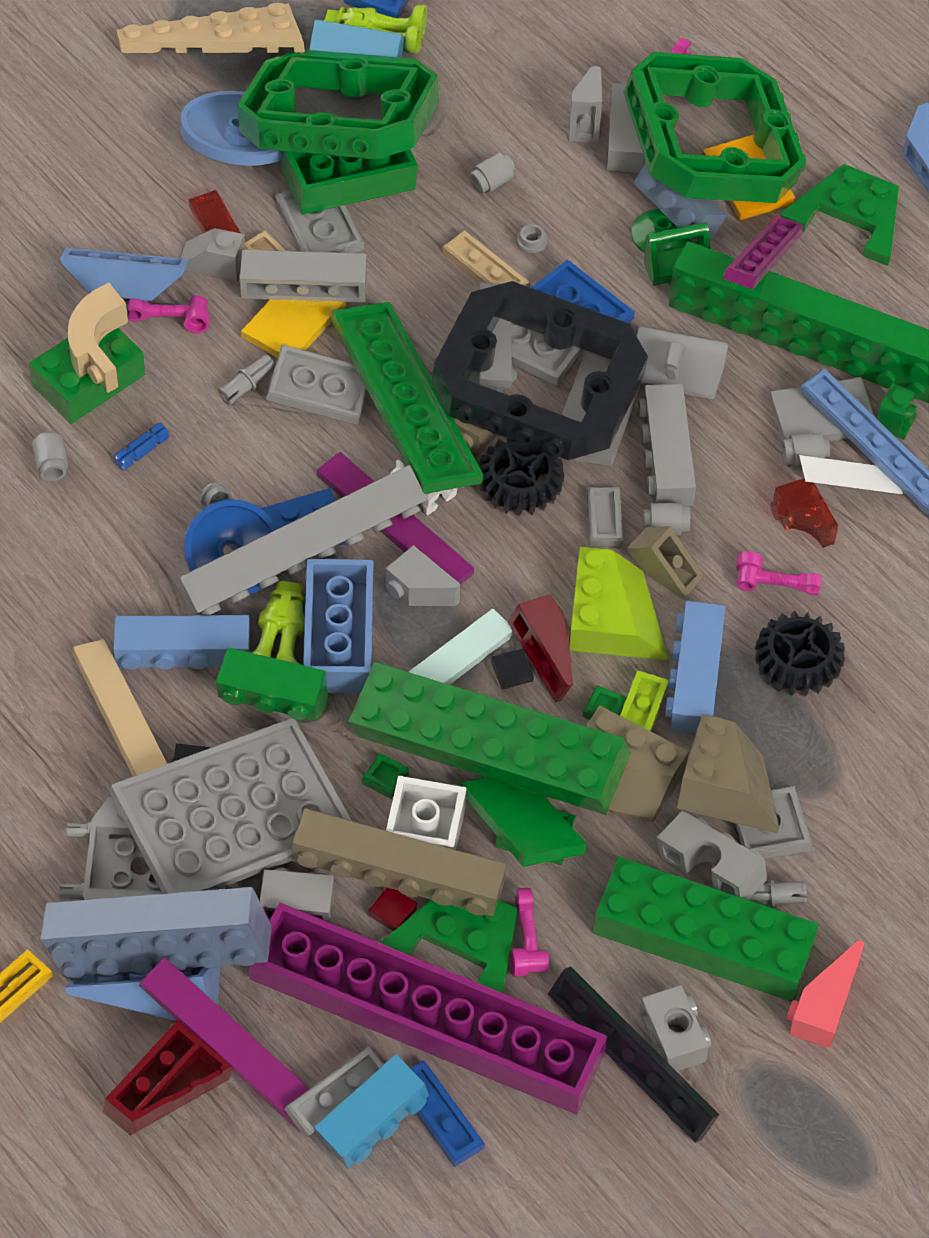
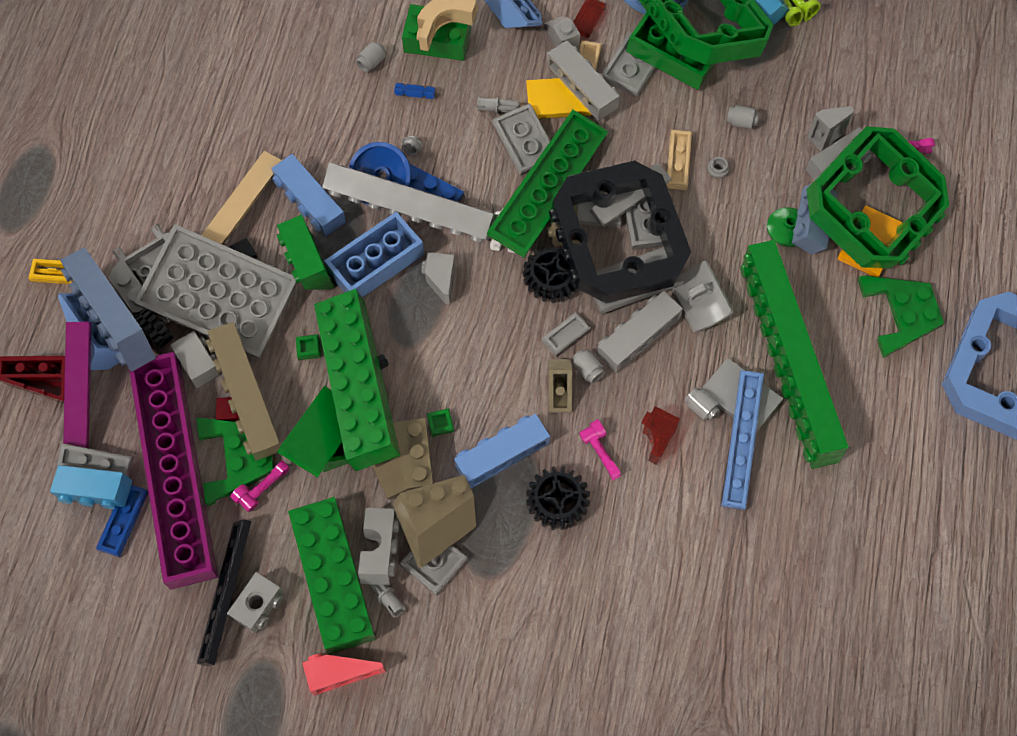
camera: 55 degrees right, 10 degrees up
(195, 313) = (517, 52): dark pink brick -> none
(285, 616) = (356, 226): lime piece -> none
(347, 478) = (468, 249): magenta tile -> none
(428, 811) = (286, 385): white brick -> none
(466, 649) = (411, 327): light aqua tile -> none
(512, 669) = (425, 359): black tile -> none
(545, 639) = (455, 357): dark red slope -> none
(577, 287) = (699, 218): blue wing -> none
(613, 608) = (505, 380): lime wedge -> none
(645, 699) = (454, 440): lime plate -> none
(661, 264) = (786, 252): green tile -> none
(763, 252) = (807, 283): magenta tile -> none
(846, 474) = (703, 437): white sticker -> none
(897, 411) = (774, 434): green brick -> none

